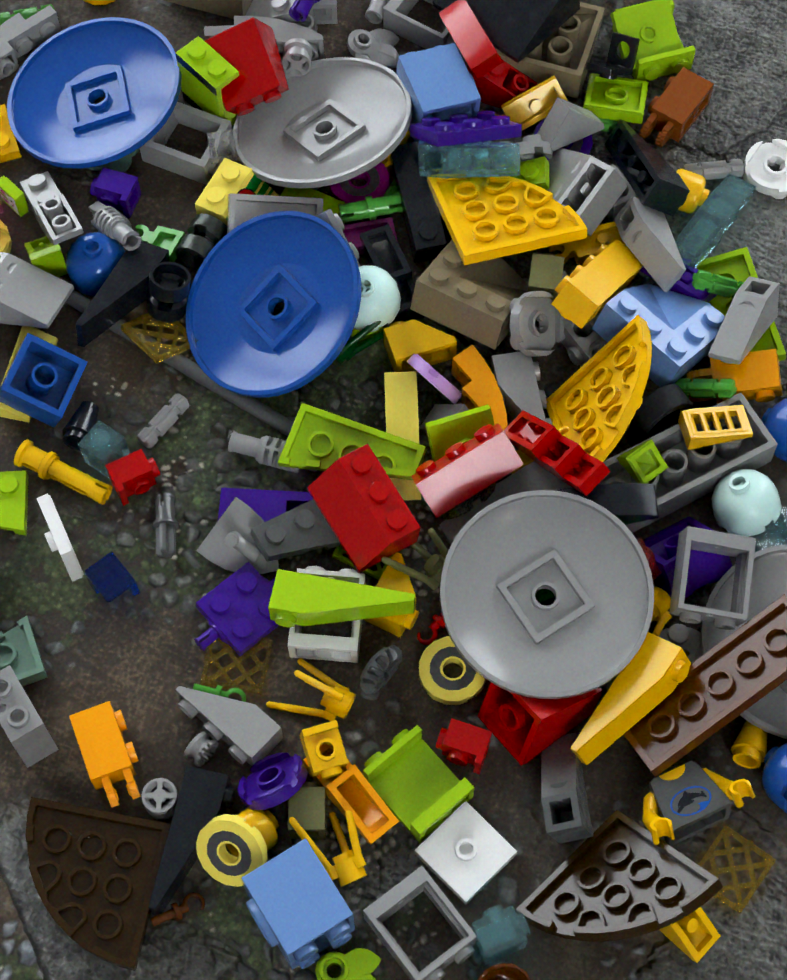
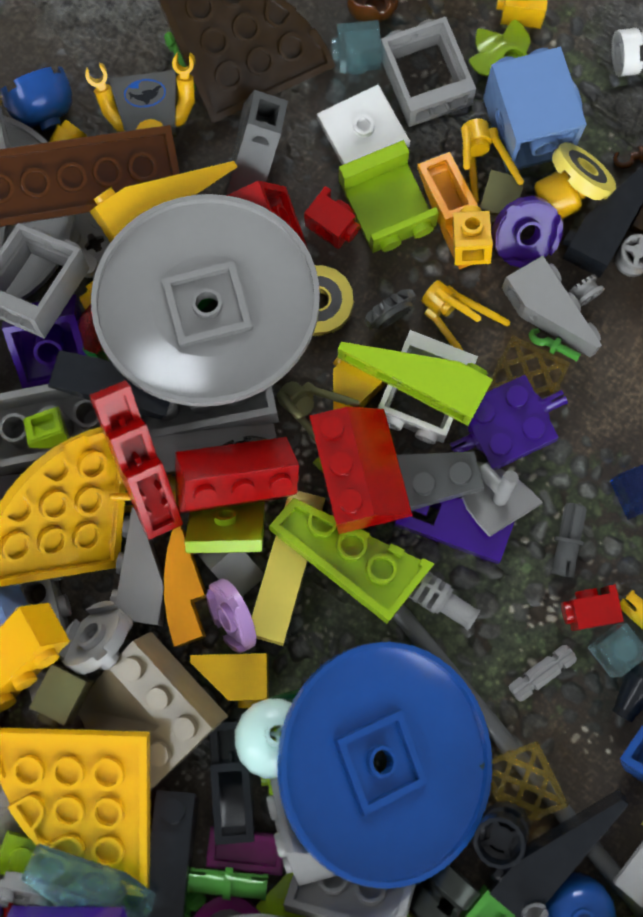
camera: 160 degrees left, 15 degrees up
(438, 622) = (315, 353): red hand -> none
(748, 846) = (118, 32): clear yellow window -> none

